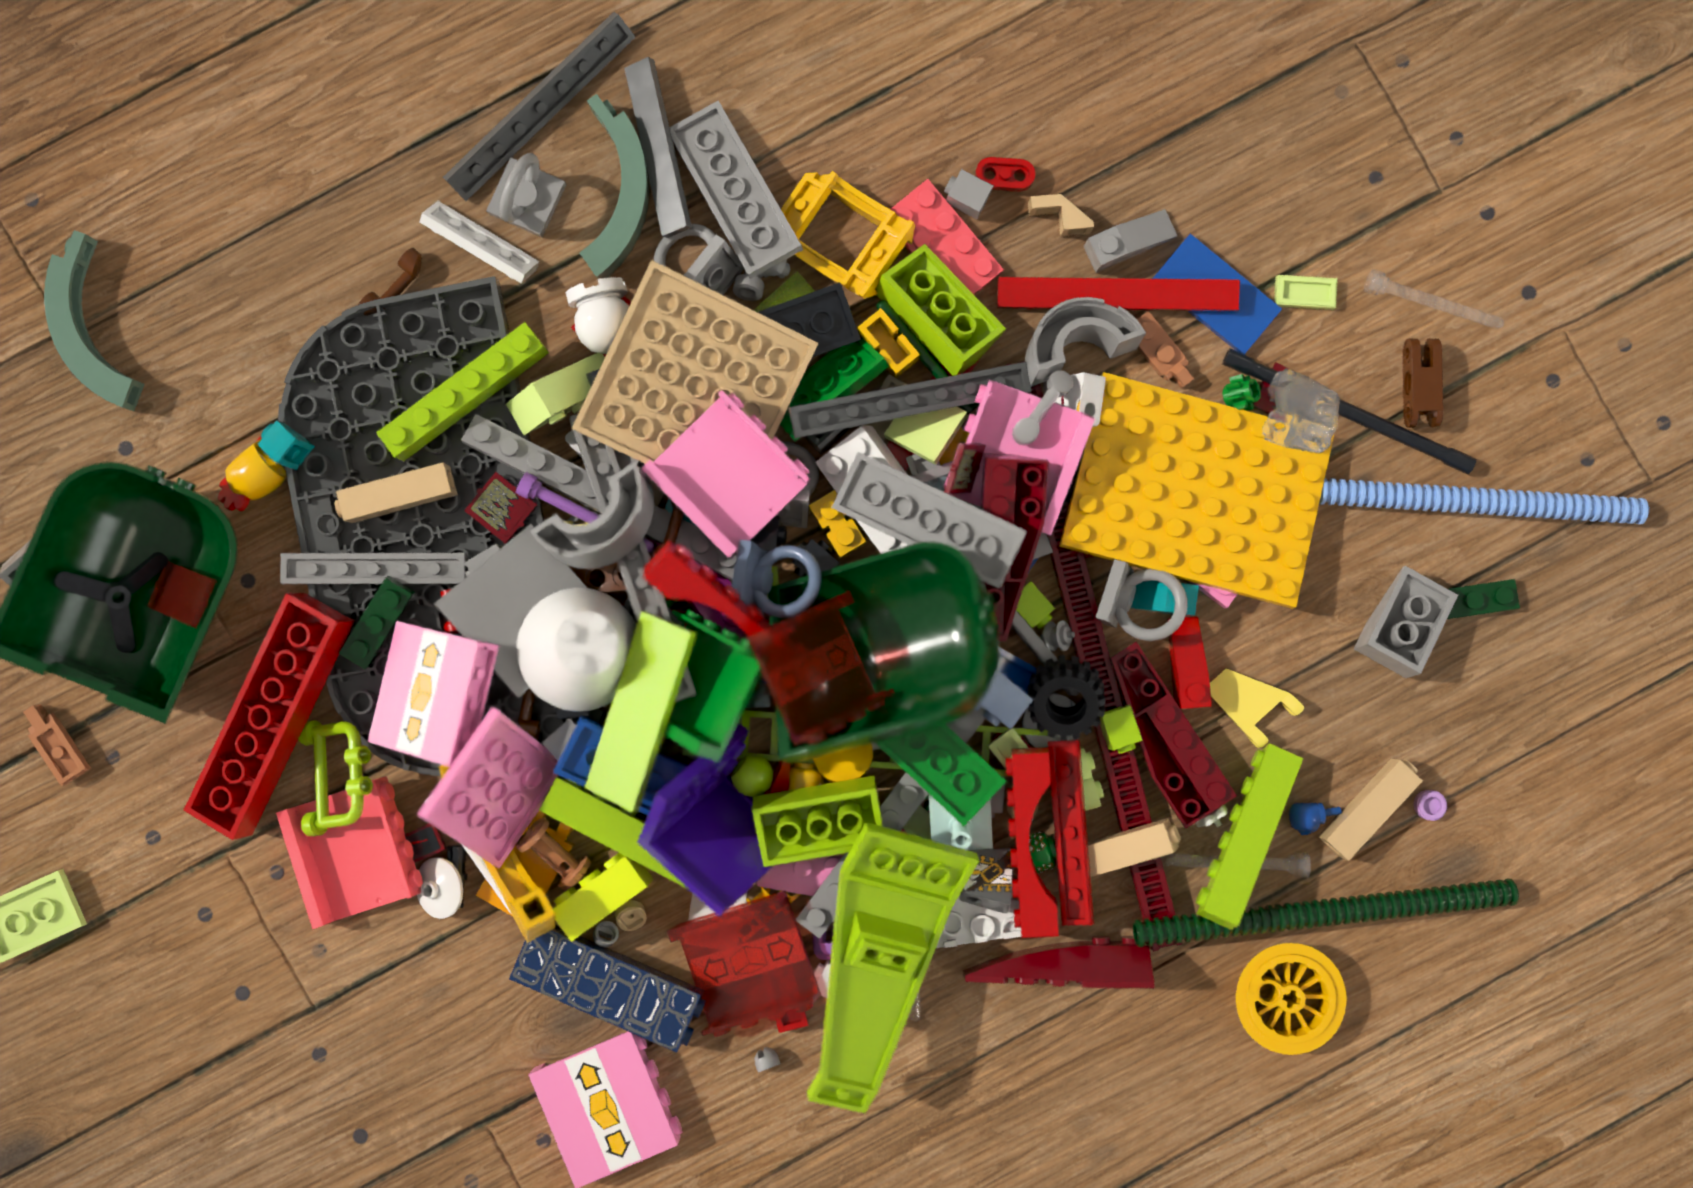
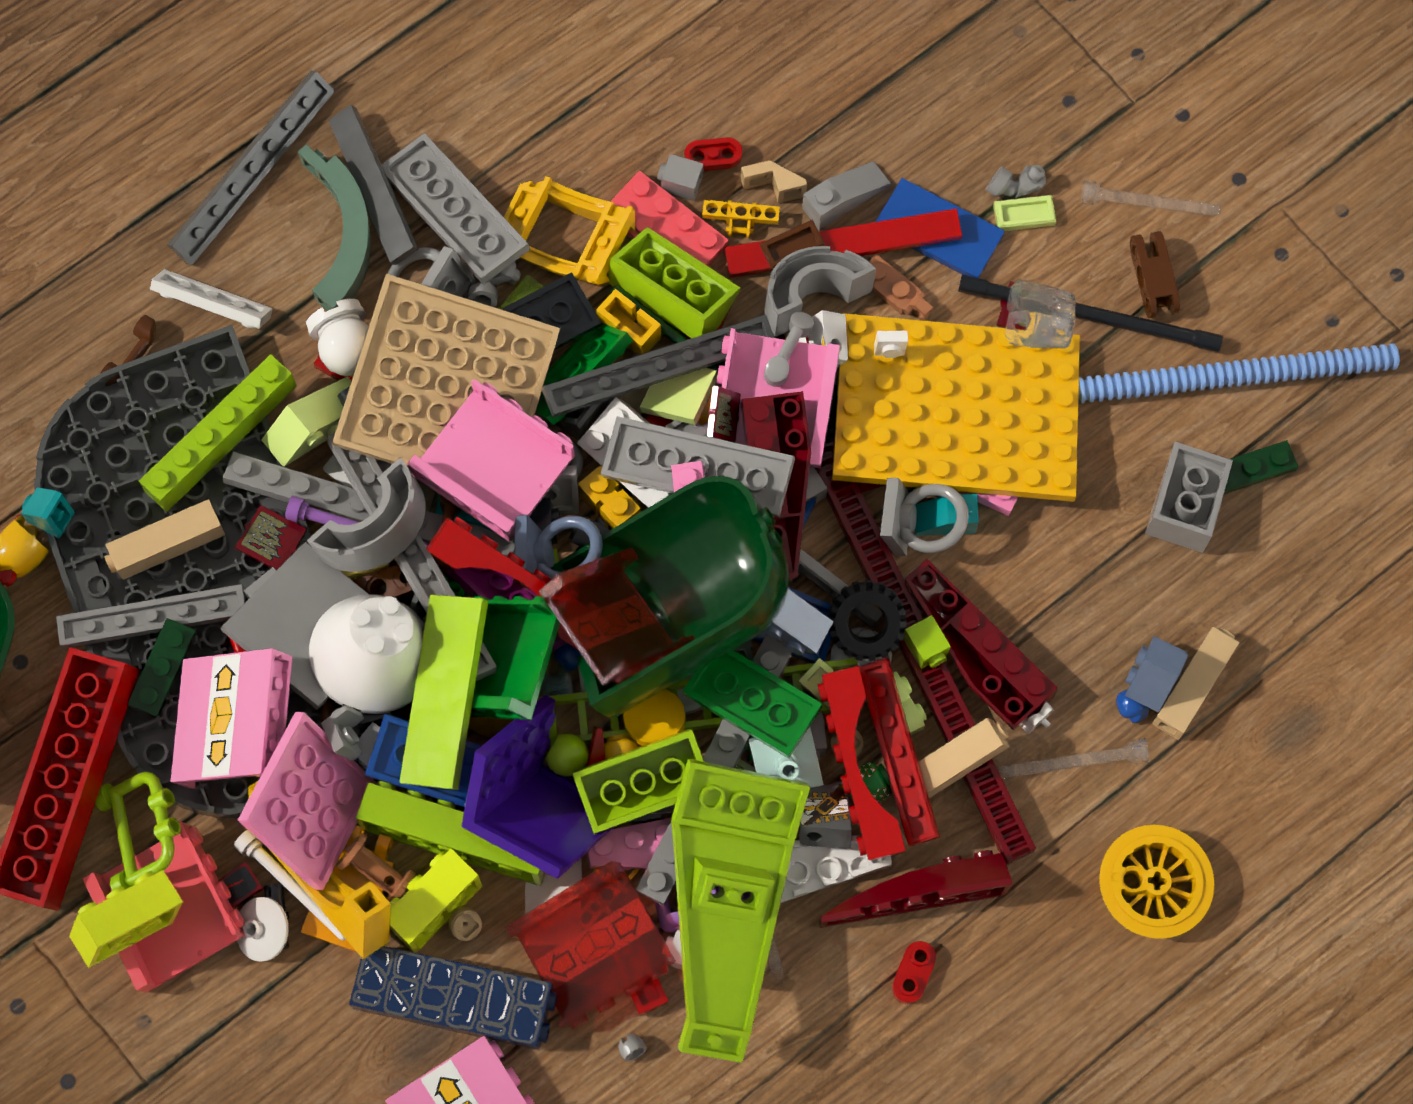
camera: 10 degrees left, 15 degrees down
(306, 867) = (125, 917): none -> neon yellow brick
(526, 195) = (250, 249): light grey tile -> none
(535, 728) = (340, 732): none -> light grey bracket
(608, 930) = (442, 946): light grey hinge -> none
(917, 530) = (686, 473): none -> bright pink plate
(1029, 249) = (732, 215): none -> yellow piece
(1034, 606) = (820, 544): lime brick -> none
(1041, 1036) = (914, 971): none -> red plate
(1057, 635) = (849, 569): light grey wheel -> none
(1066, 287) = (798, 238): none -> reddish brown tile
(1145, 418) = (890, 343): none -> white plate
(1189, 666) = (985, 576): red slope -> none
(1241, 392) = (981, 311): green gear -> none
(1249, 701) = (1053, 602): light yellow flag -> none
(1249, 836) = (1078, 724): lime brick -> none
(1317, 259) = (1028, 181): none -> light grey arm
(1333, 911) = (1172, 789): dark green piece -> none
(1337, 797) = (1156, 673): none -> sand blue brick
(1430, 805) = (1256, 671): lavender tile -> none

